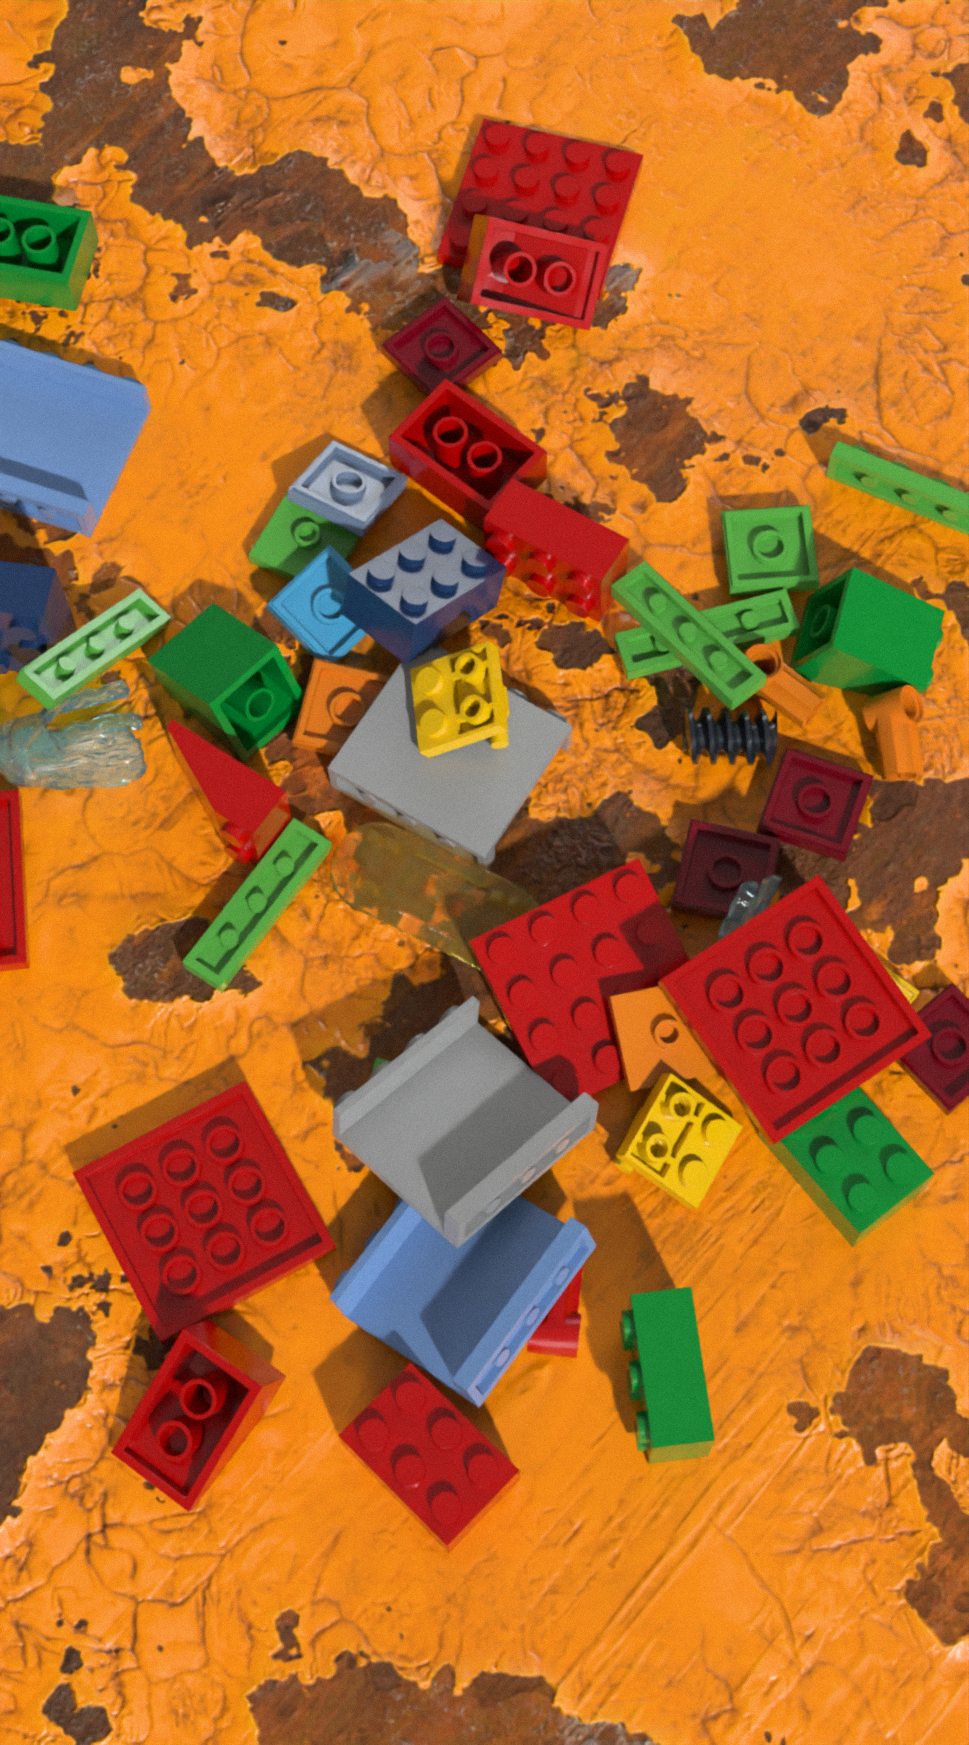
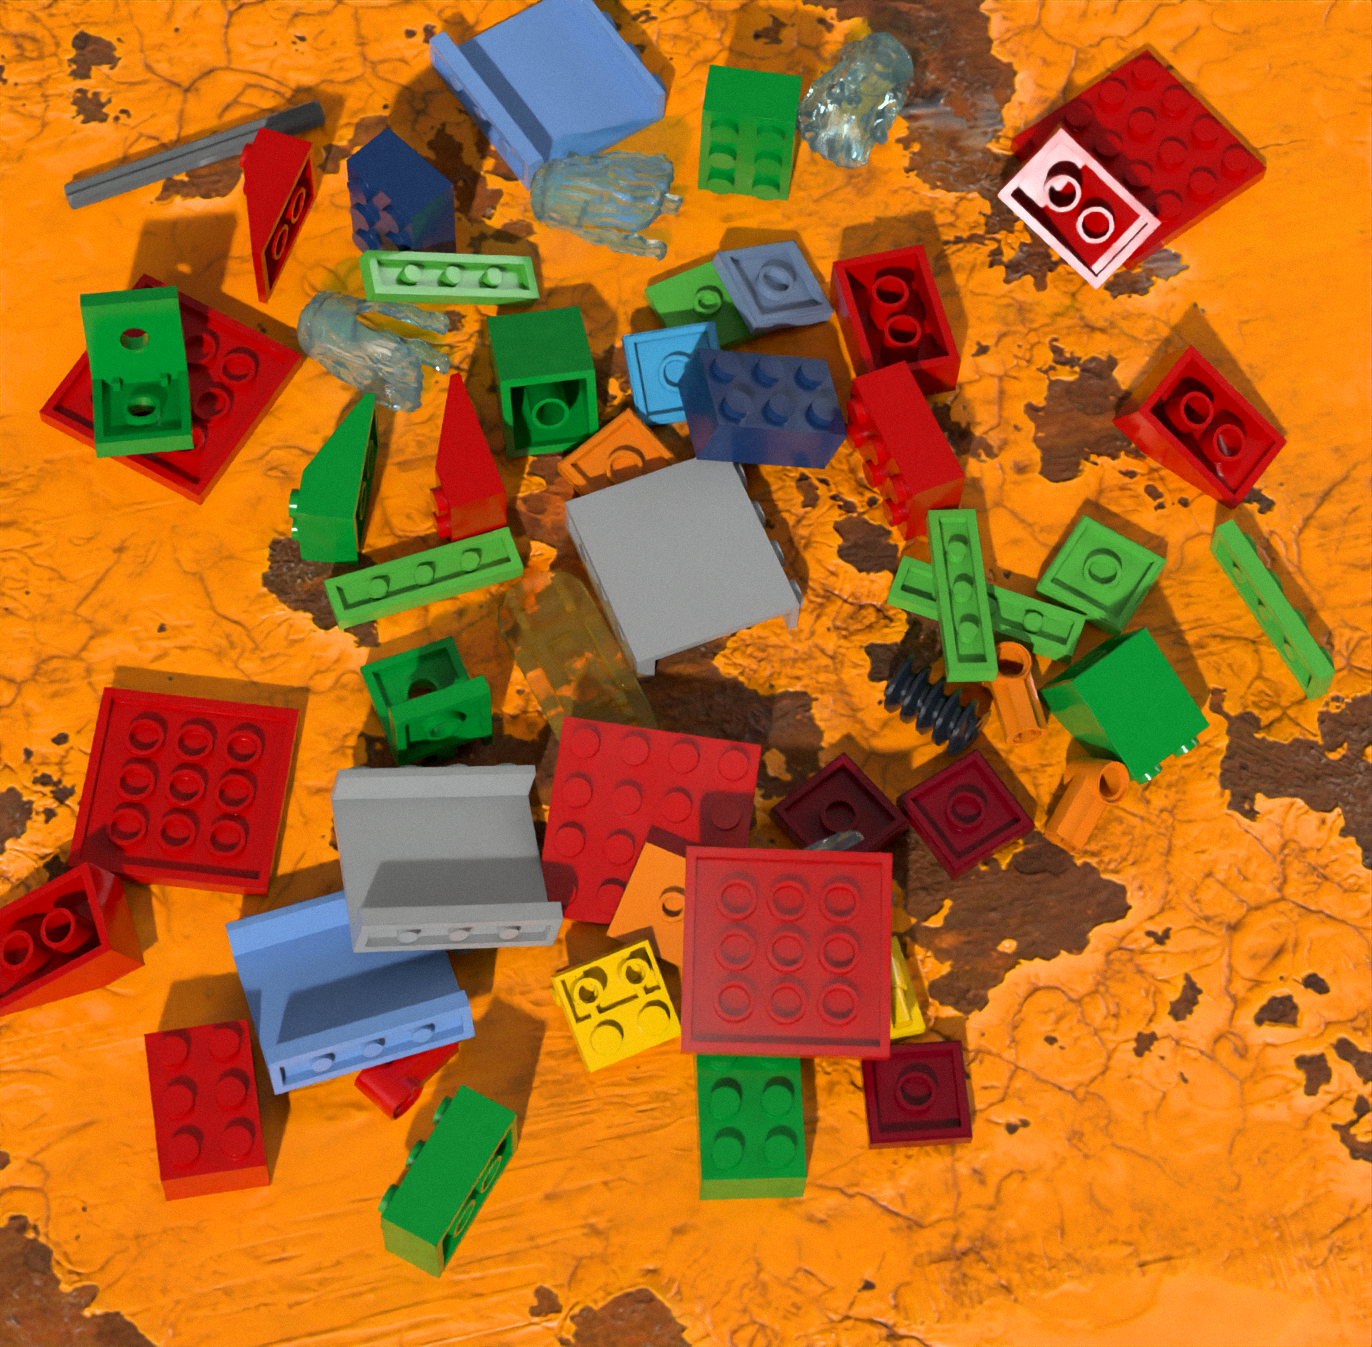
camera: 30 degrees right, 5 degrees down
(147, 900) = (336, 490): none -> green slope
(163, 501) = (606, 191): none -> clear light blue hair
(244, 375) = (748, 132): none -> green brick
(297, 296) = (856, 100): none -> clear light blue hair
(370, 1006) = (435, 721): none -> green bracket
(439, 347) = (950, 221): dark red plate -> none
(460, 701) = (717, 519): yellow plate -> none
(750, 386) = (1199, 427): none -> red slope

